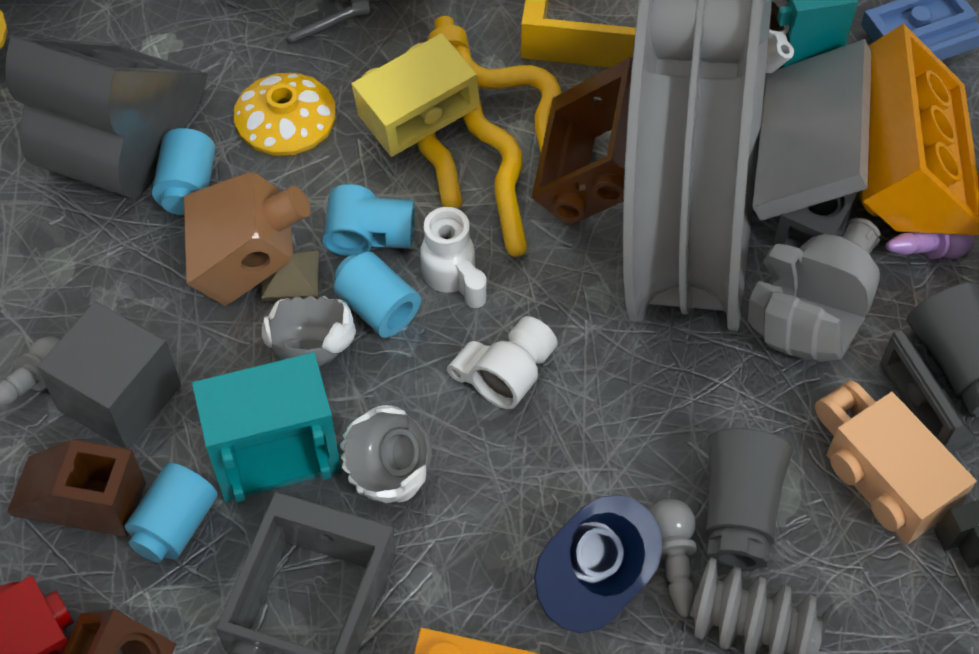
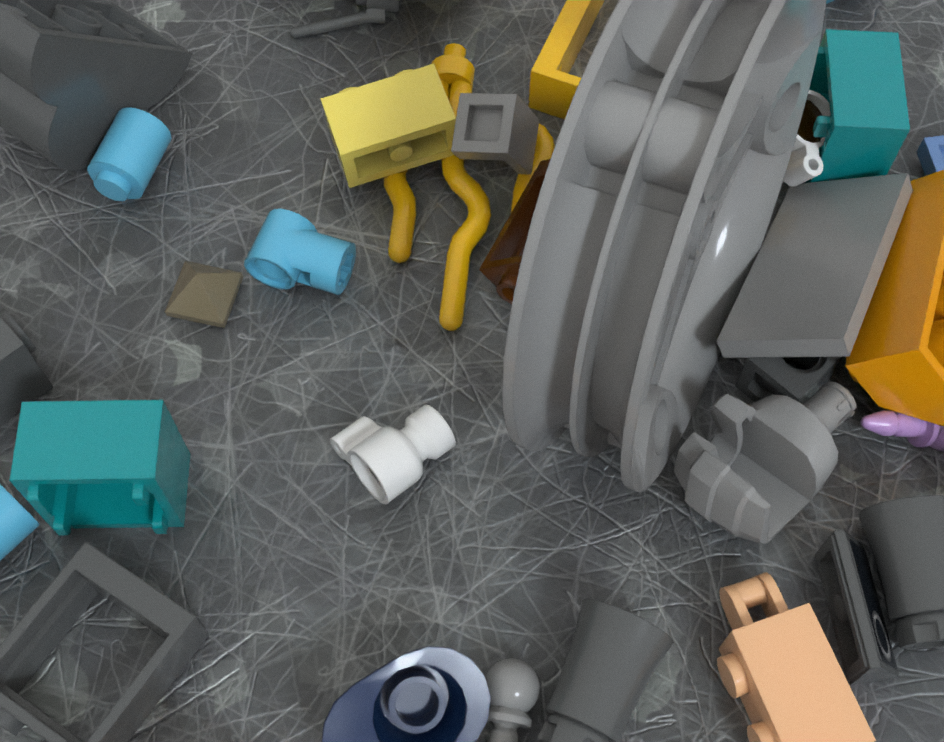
camera: 15 degrees right, 5 degrees up
(239, 234) = (153, 240): medium nougat torso -> none
(284, 114) = (260, 114): yellow dish -> none
(307, 327) = (193, 362): light grey hair -> none
(376, 293) = (280, 338): medium azure brick -> none
(386, 454) = (226, 526): light grey hair -> none
(449, 256) = (372, 315): white piece -> none
(510, 77) = (495, 129): none -> light grey panel

